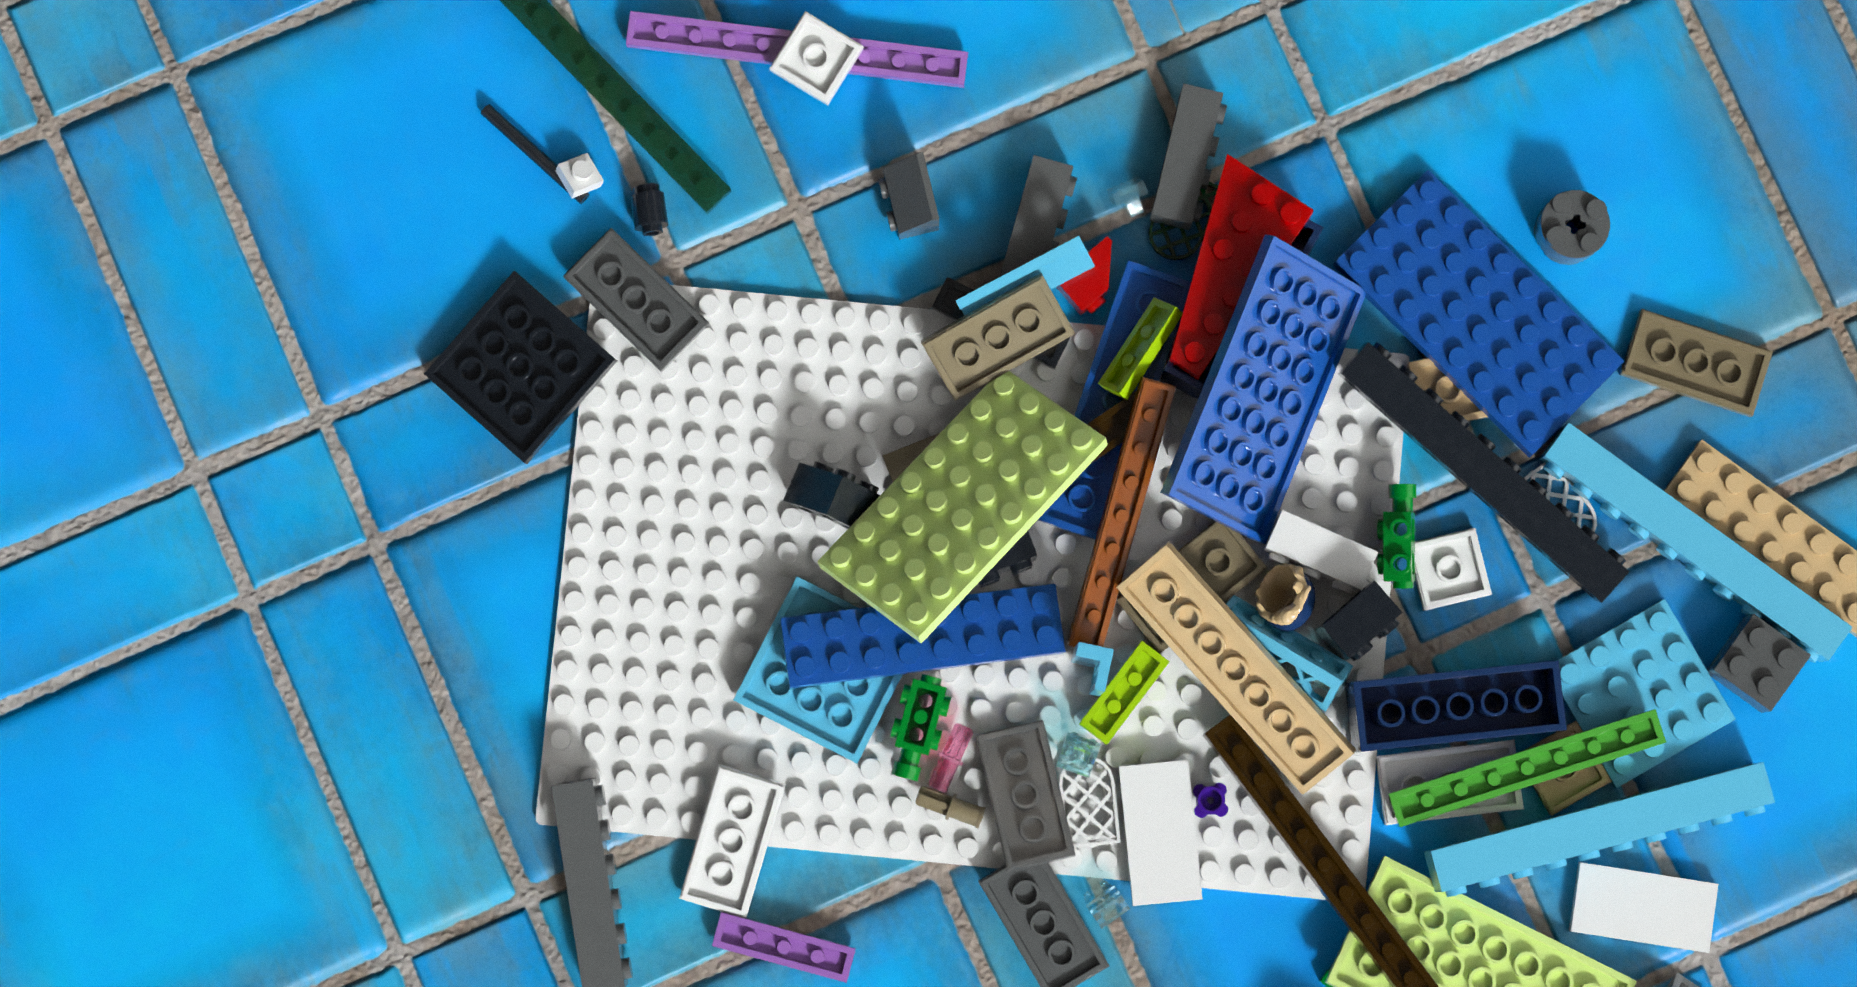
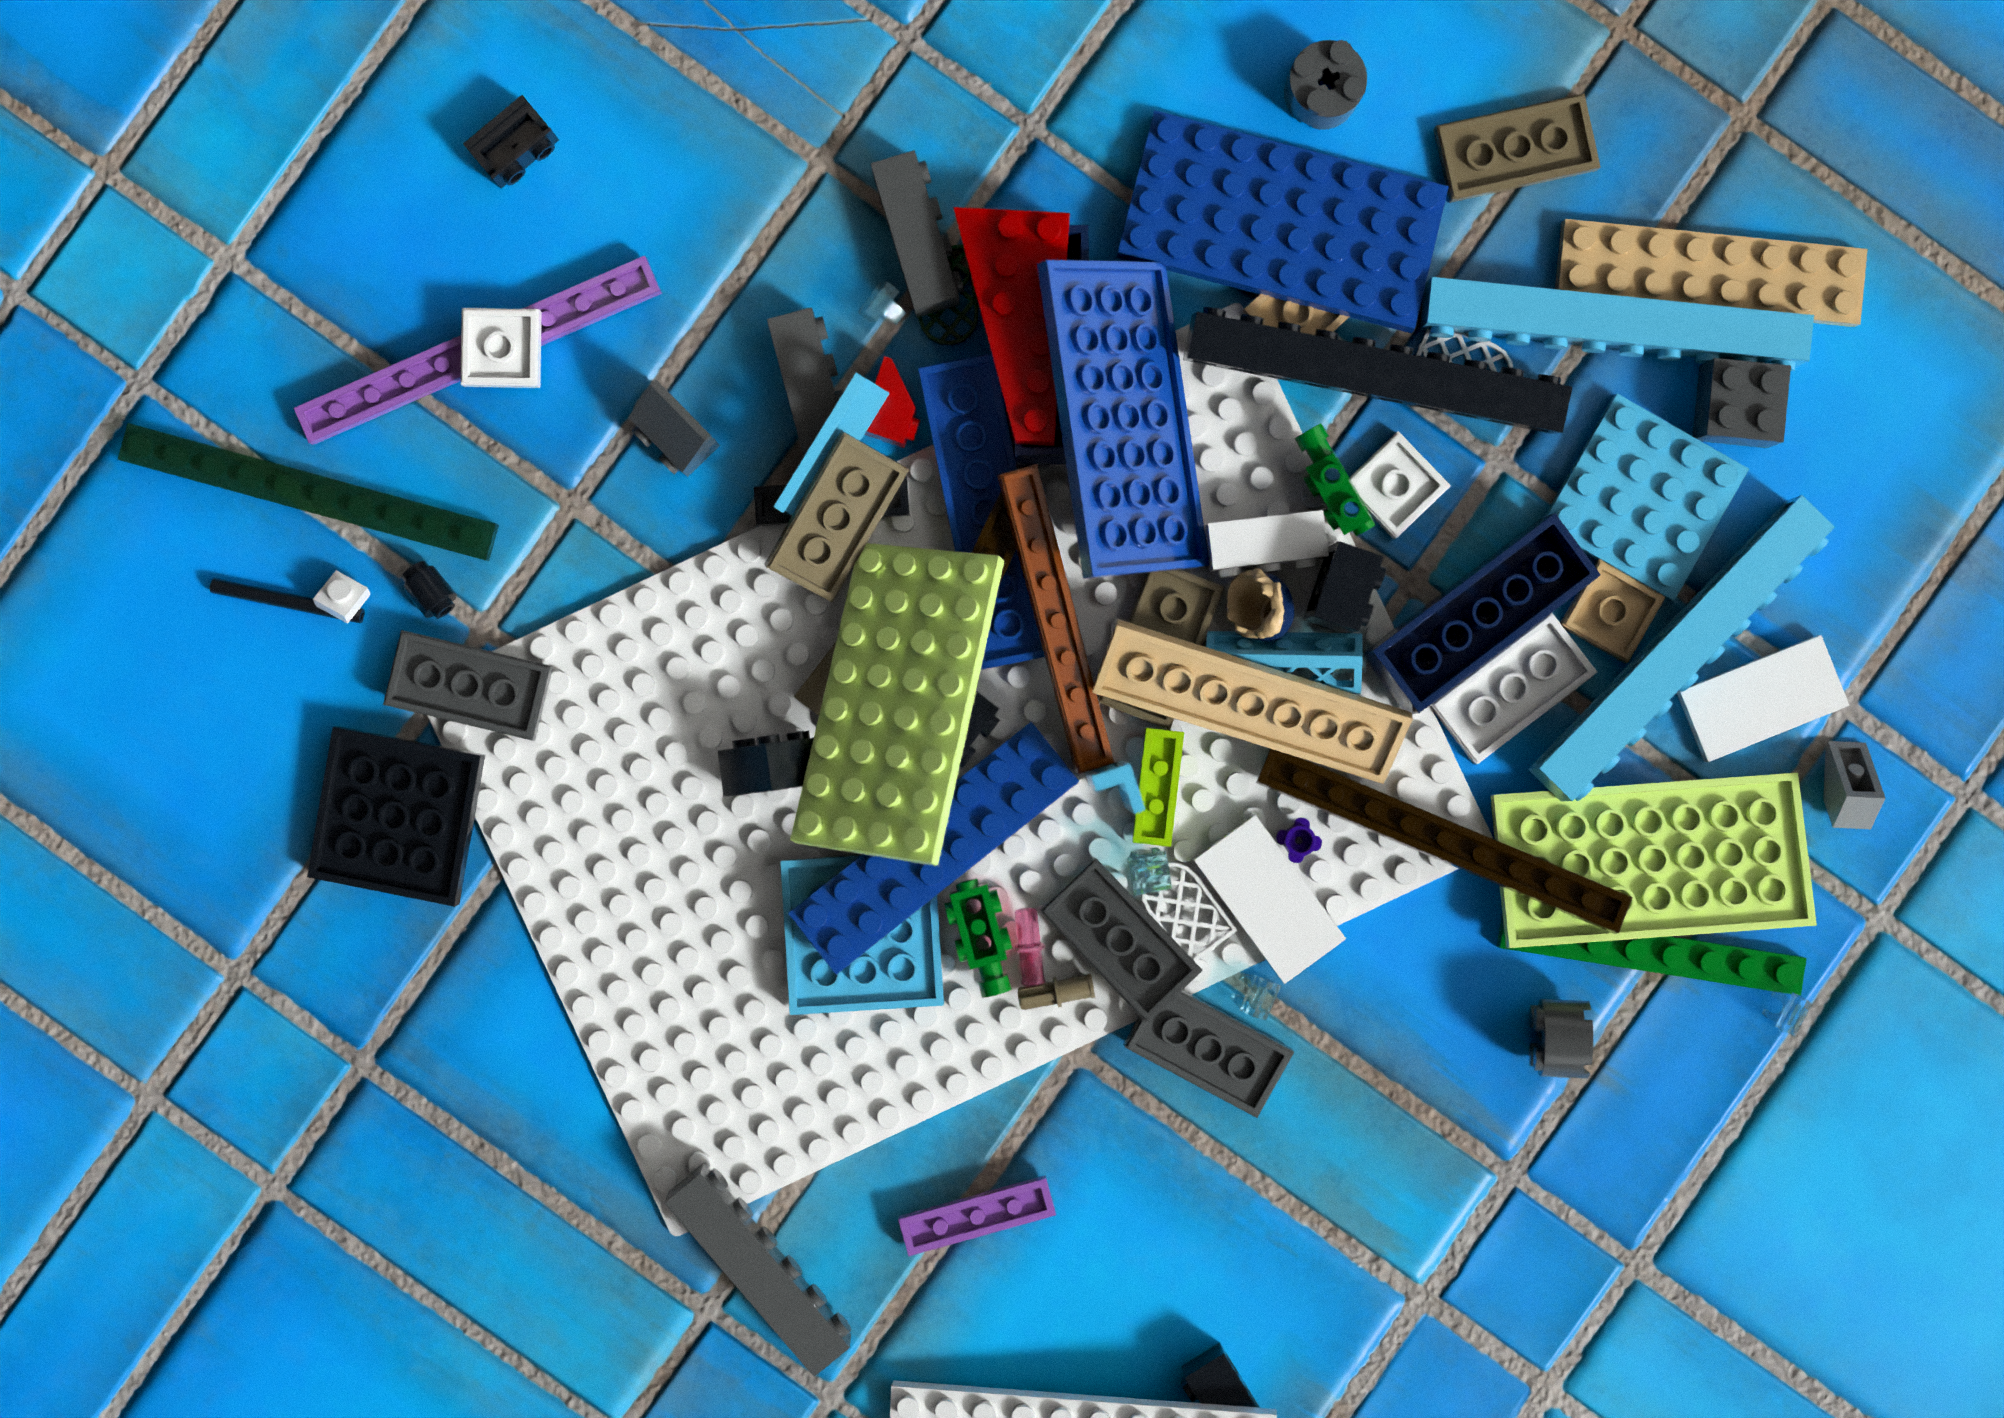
camera: 30 degrees left, 5 degrees up
(732, 841) = (869, 1146): white tile -> none
(1140, 348) = (980, 447): lime plate -> none
(1526, 768) = (1582, 632): bright green plate -> none

